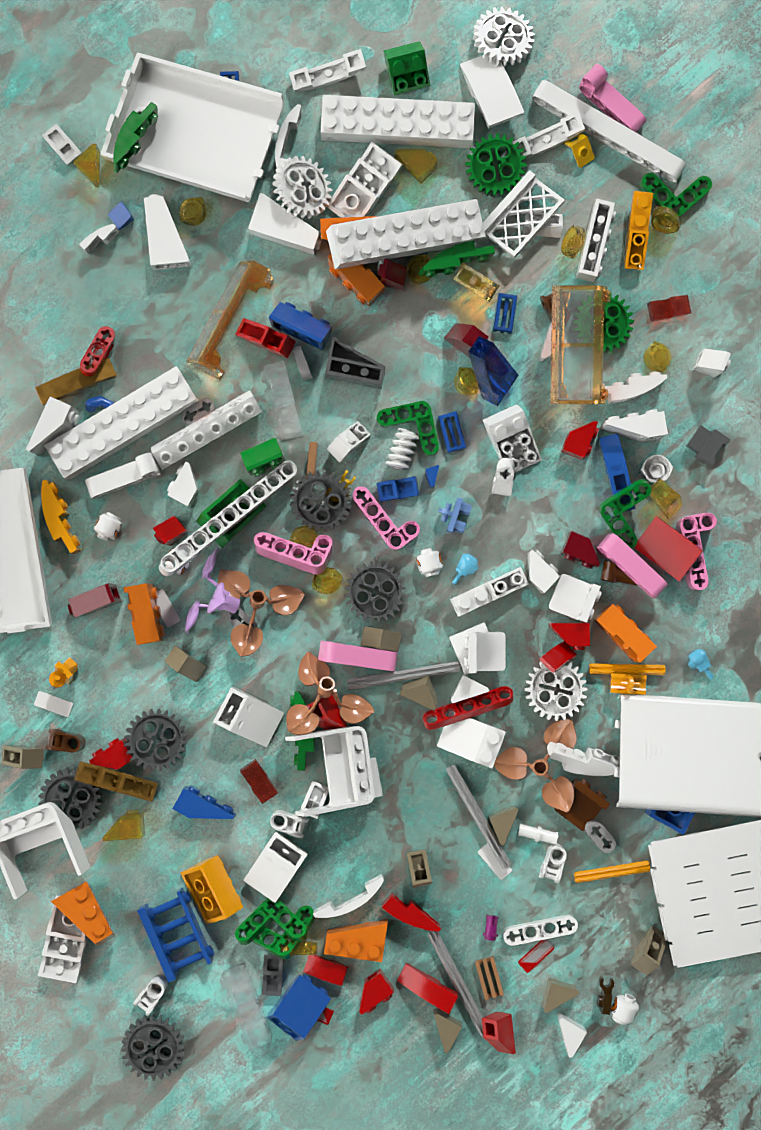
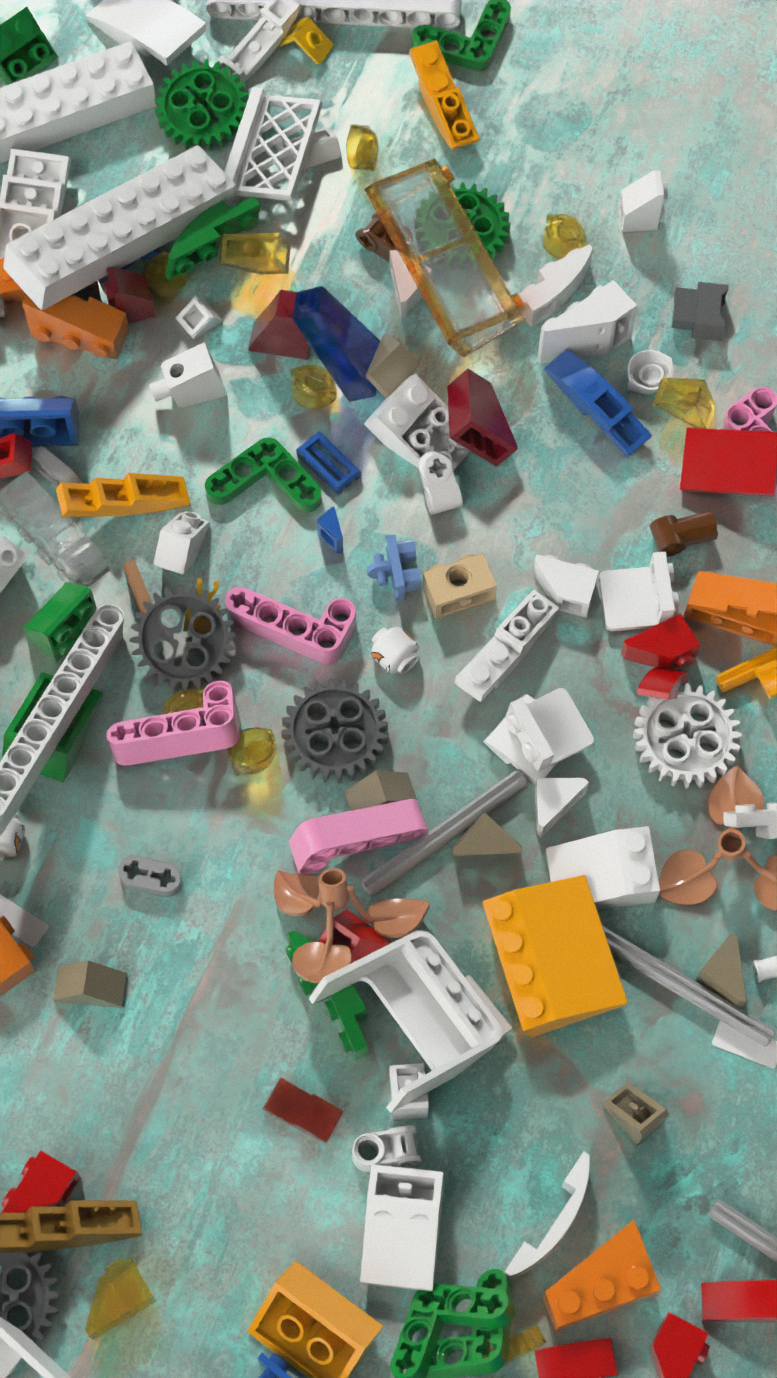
camera: 25 degrees left, 20 degrees down
(139, 733) = (65, 1125): dark grey gear -> none
(195, 805) = (222, 1199): blue slope -> none
(220, 600) = (105, 848): lavender plant -> none
(248, 716) = (233, 1012): white slope -> none
(283, 597) = (109, 829): nougat plant -> none
(329, 399) = (123, 497): none -> light orange slope
(352, 366) = (137, 438): dark grey wedge -> none
(398, 489) = (291, 575): blue slope -> none
(402, 449) = (267, 515): white piece -> none
(407, 345) = (190, 378): none -> white torso
(410, 913) = (662, 1192): red slope -> none
(417, 162) = (90, 149): clear yellow slope -> none
(422, 771) = (554, 954): none -> light orange slope
(426, 304) = (198, 317): none -> white slope
(461, 714) = (565, 839): red beam -> none
(466, 566) = (451, 632): medium azure piece -> none
(494, 546) = (449, 599): none -> tan brick
(502, 329) = (309, 257): blue tile -> none
(515, 393) = (390, 365): none -> dark tan slope
(545, 450) = (478, 419): none -> dark red slope
(578, 440) = (518, 387): red slope -> none
(581, 549) = (607, 526): dark red slope -> none
(595, 239) = (390, 123): white brick -> none
(618, 508) = (628, 439): green beam -> none
(632, 565) = (692, 503): bright pink beam -> none
(665, 220) = (473, 70): clear yellow hat -> none
(669, 308) = (544, 172): clear red slope -> none

